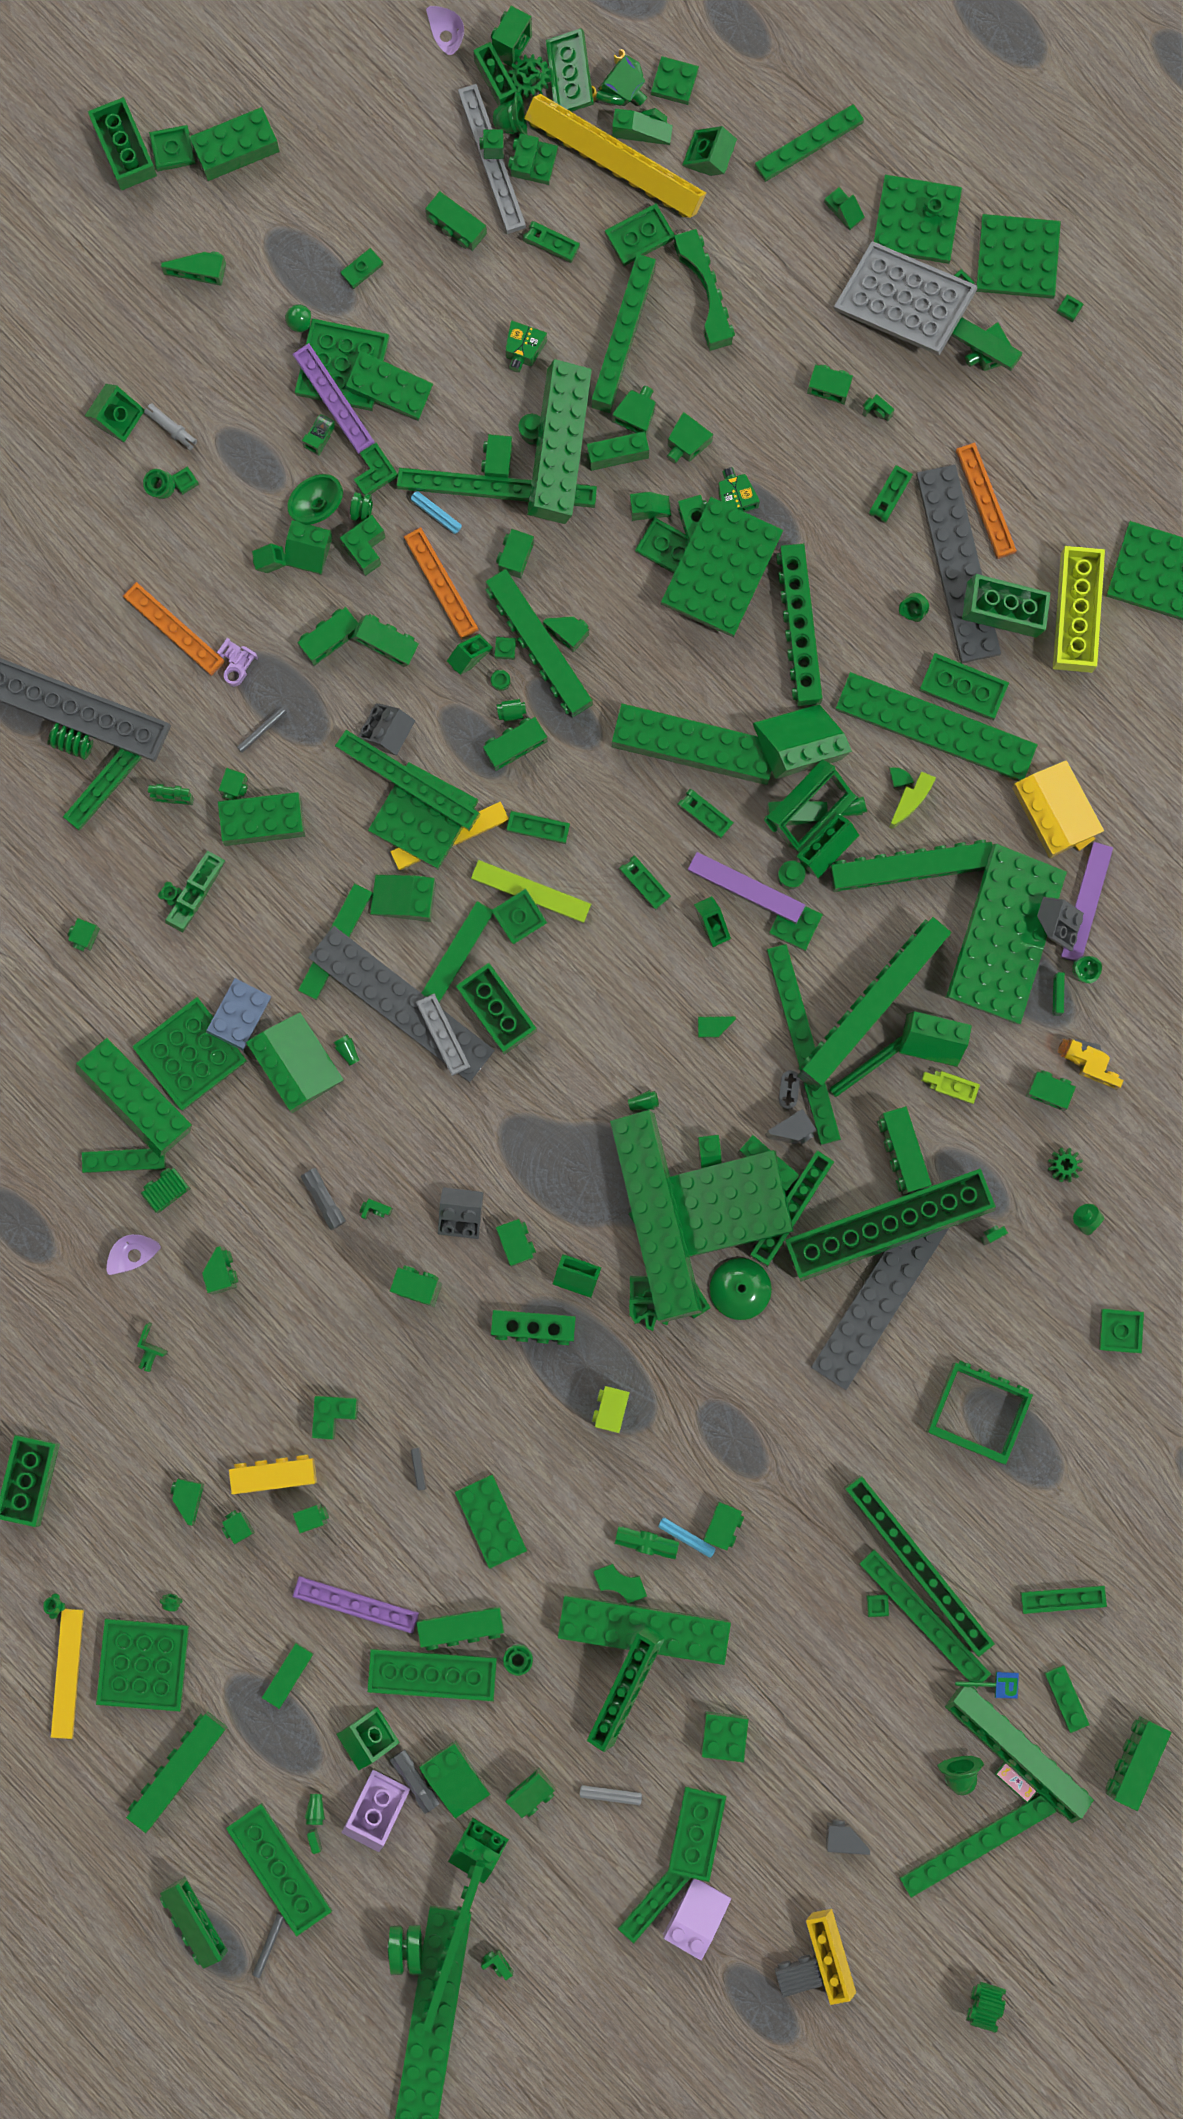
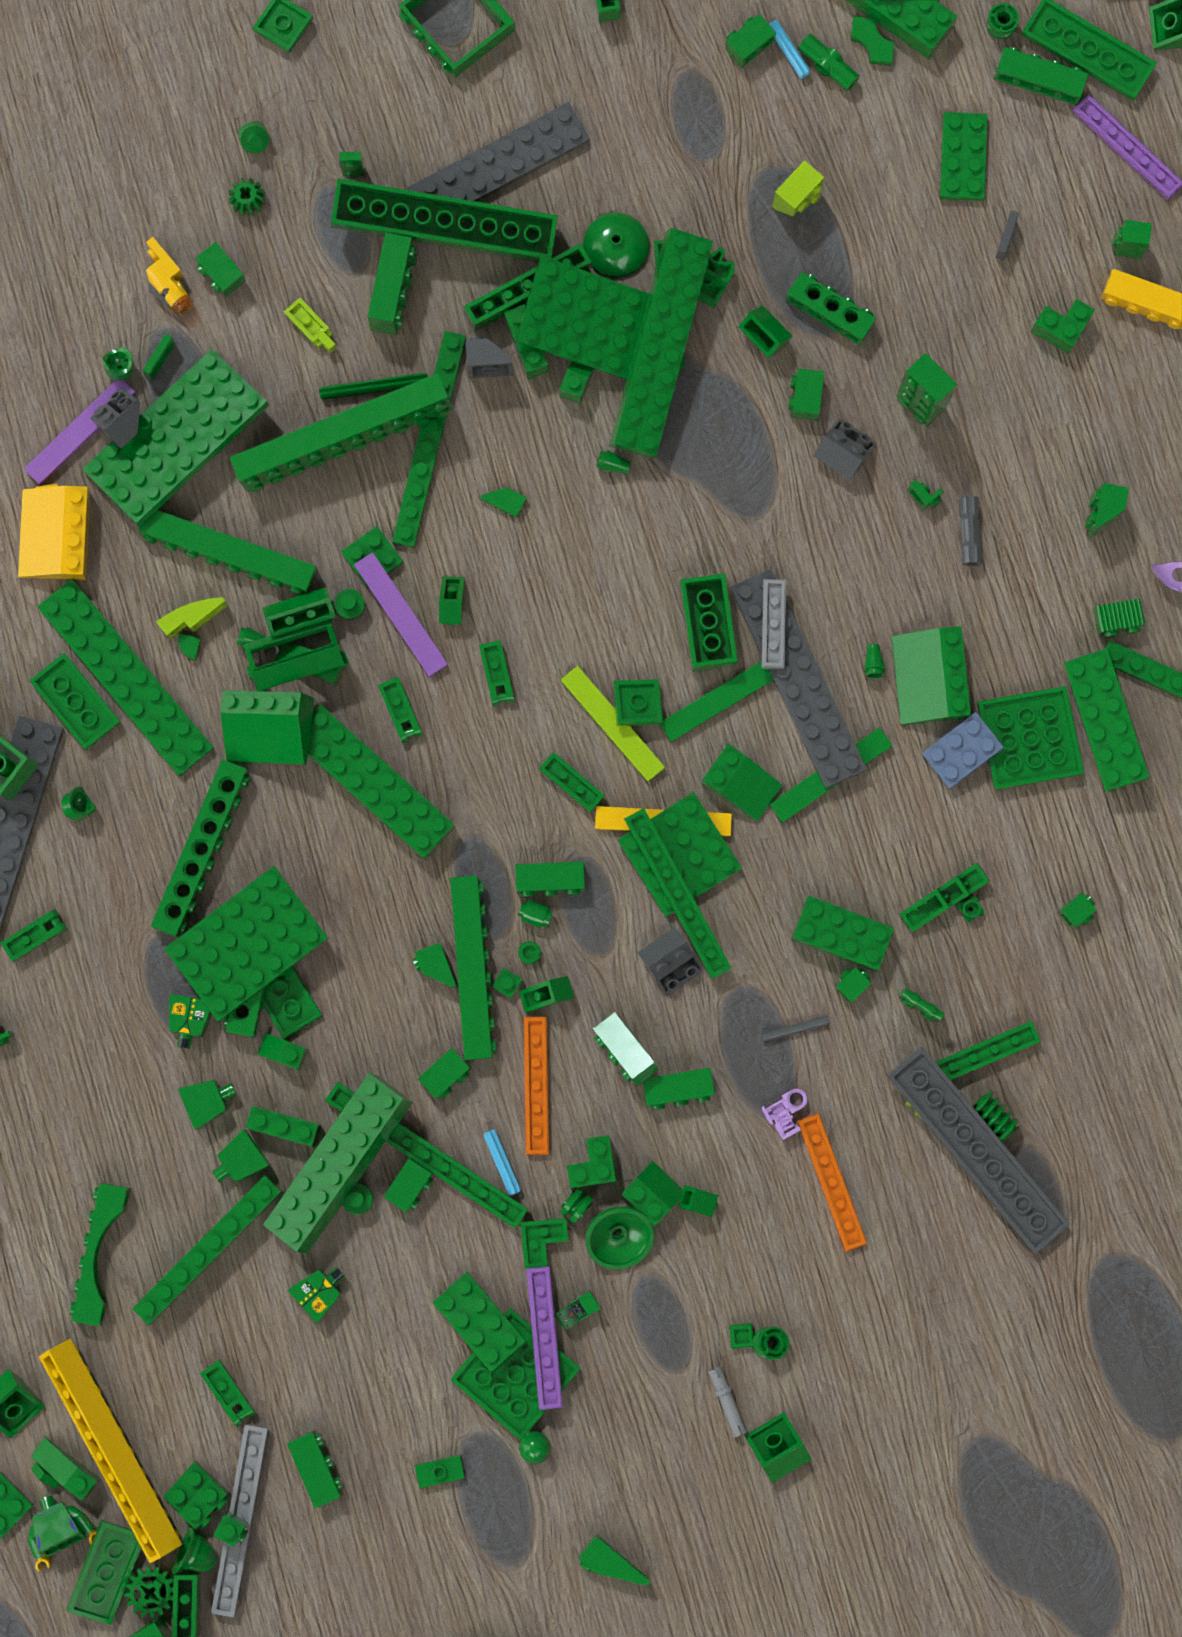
camera: 150 degrees left, 0 degrees up
(639, 234) = (132, 1350): green plate -> none
(784, 1089) = (471, 406): dark grey beam -> none
(830, 384) = (28, 1083): green brick -> none
(934, 1038) = (301, 375): green slope -> none

